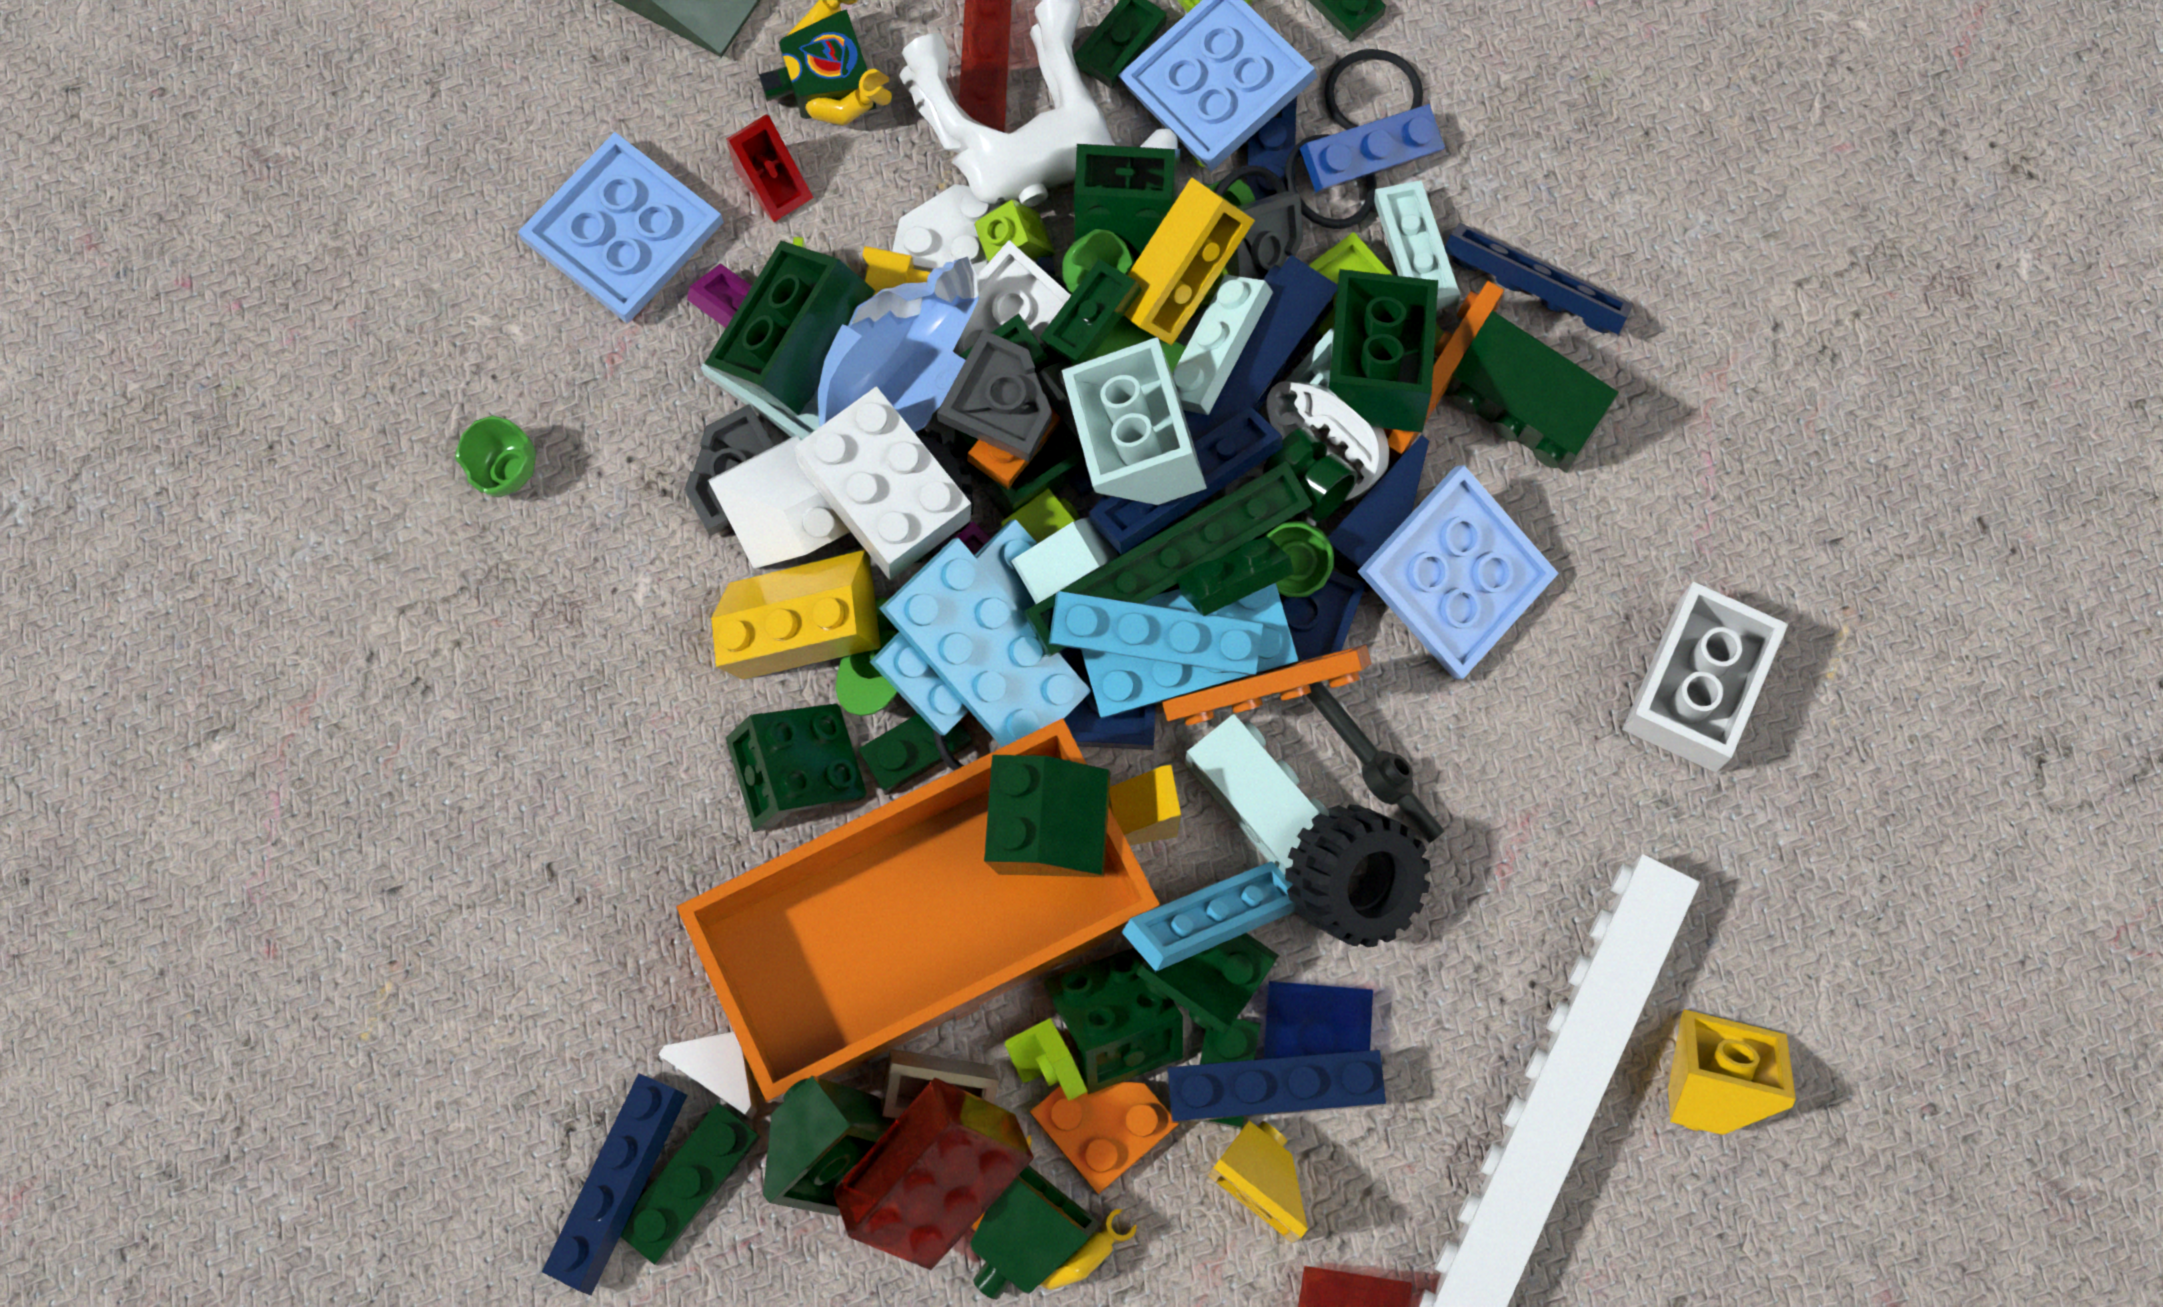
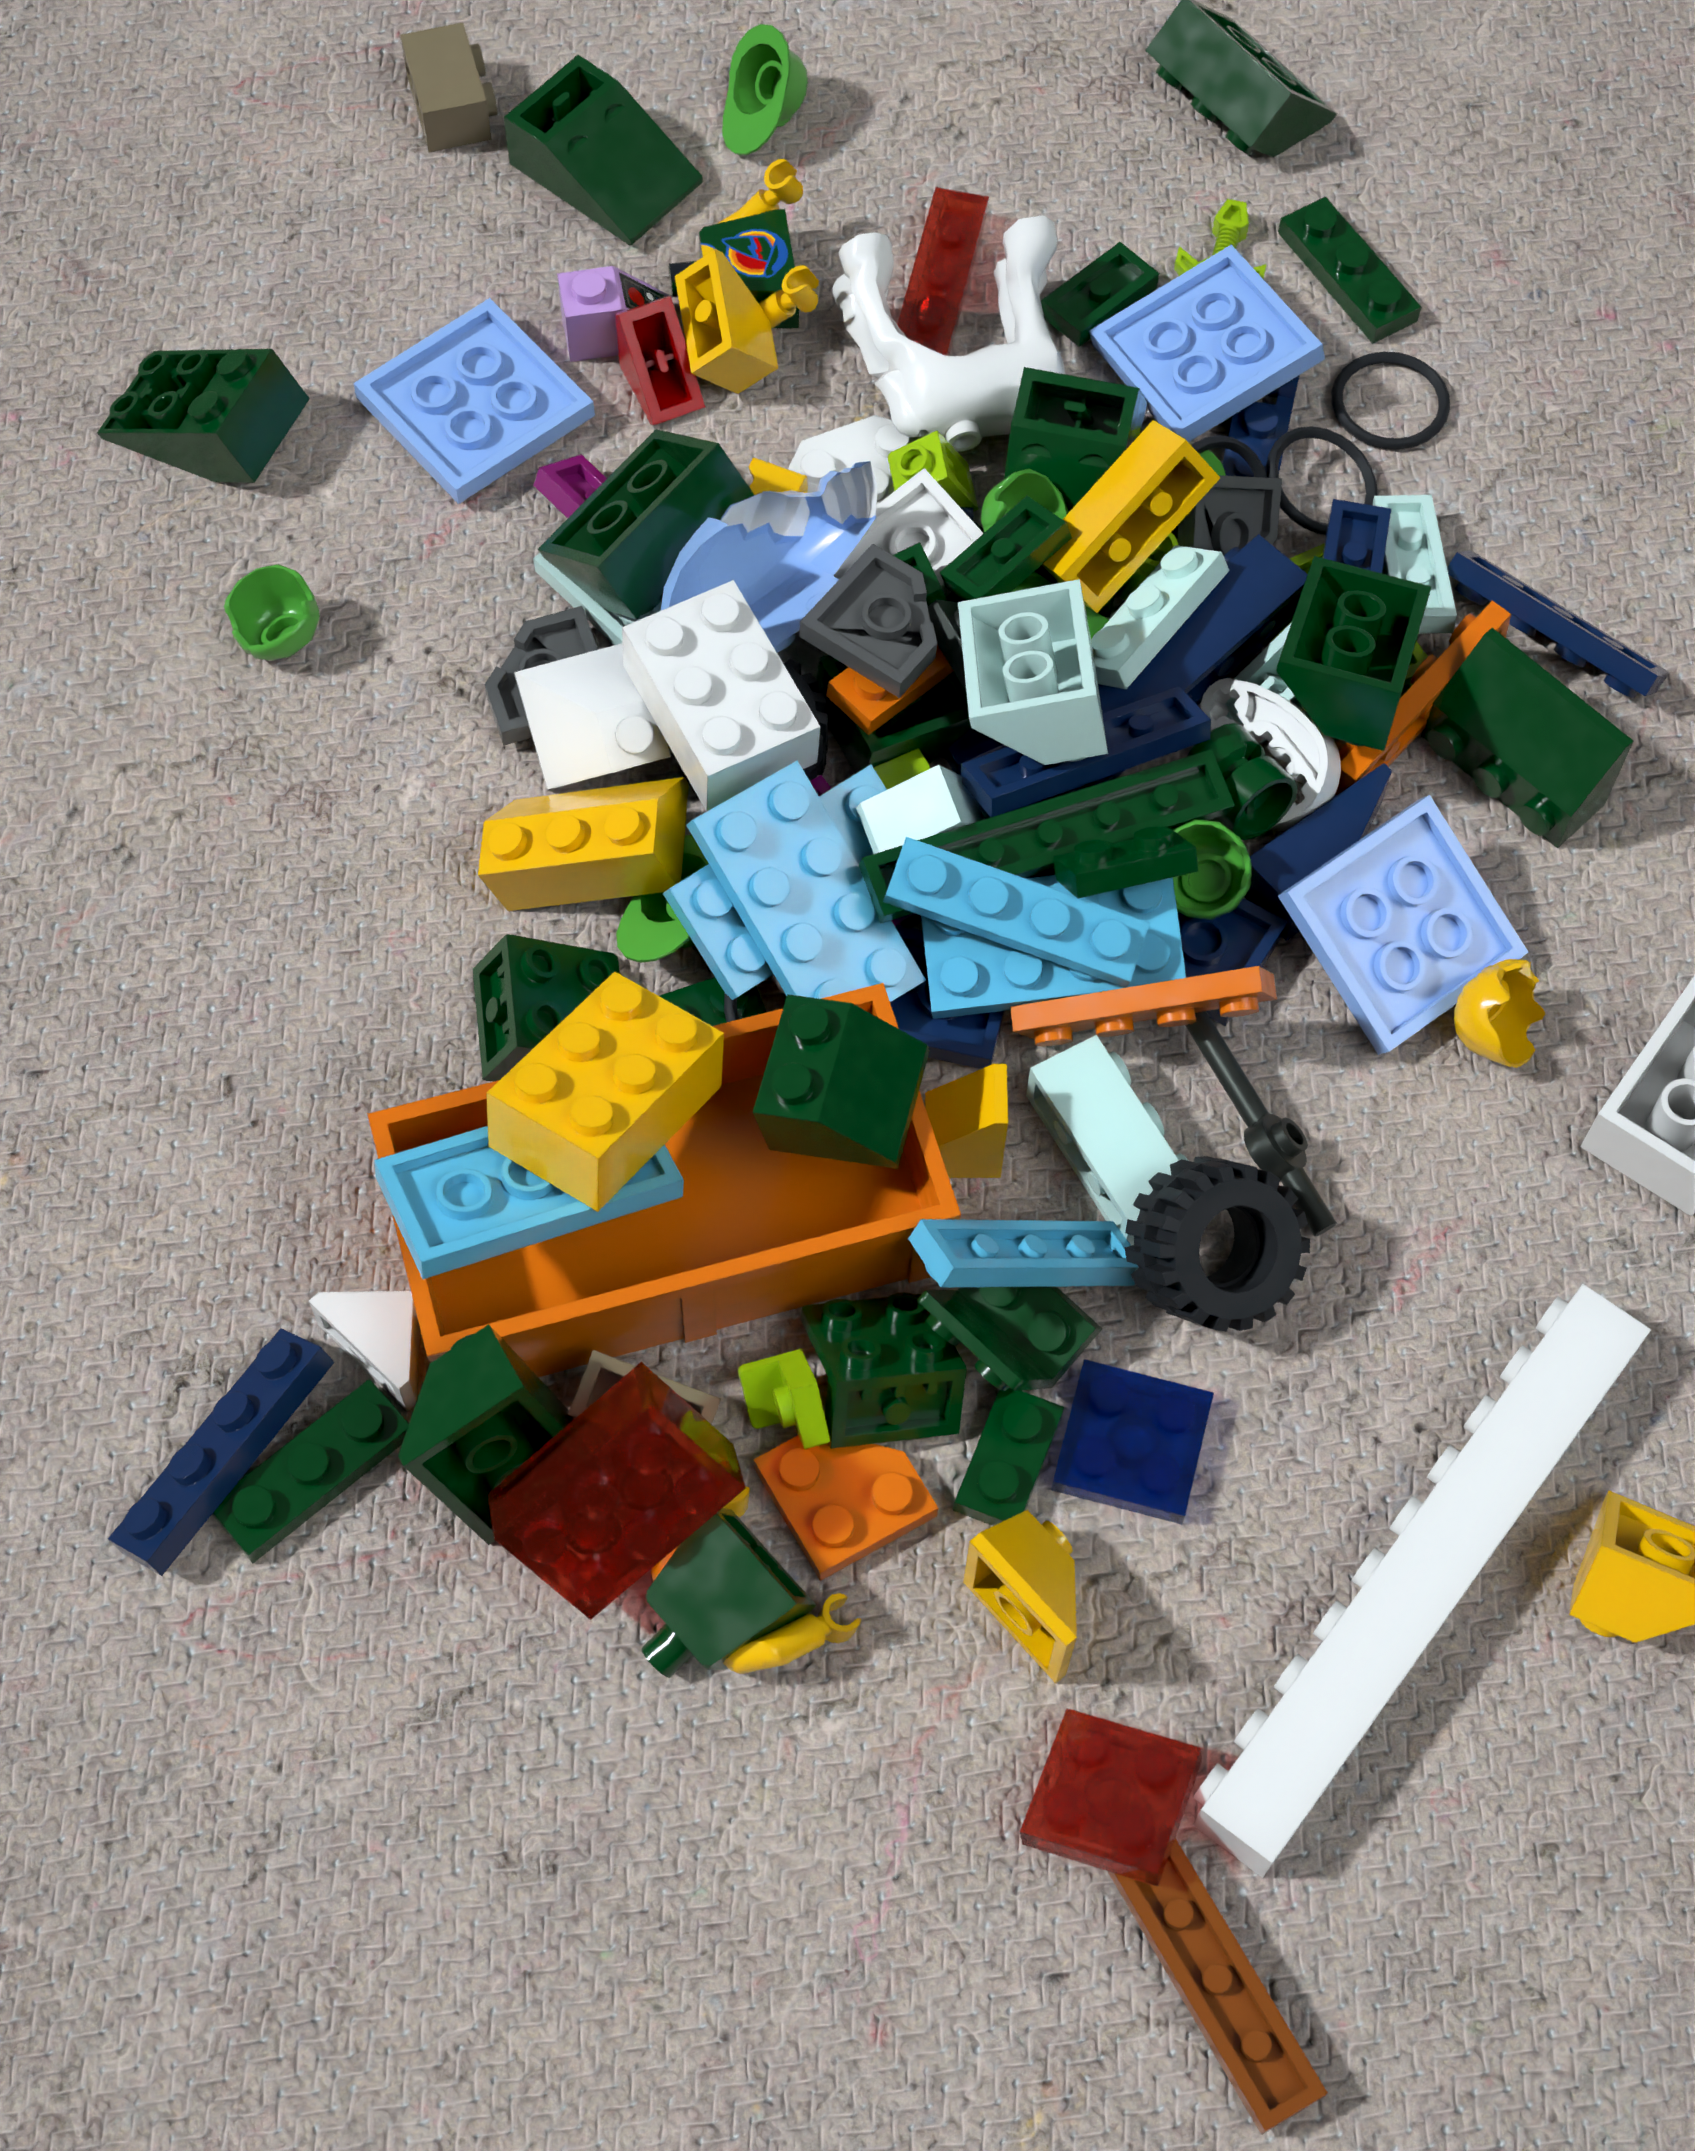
camera: 10 degrees right, 10 degrees down
(399, 277) = (208, 411): none -> dark green slope
(710, 119) = (590, 304): none -> lavender slope
(816, 127) = (724, 325): none -> yellow slope
(816, 946) = (471, 1203): none -> medium azure plate
(864, 865) = (605, 1090): none -> yellow brick
(1276, 1086) = (1070, 1478): dark blue plate -> none
(1368, 239) = (1357, 534): none -> dark blue plate
(1372, 148) = (1378, 451): plate -> none
(1541, 632) = (1497, 1012): none -> yellow hair

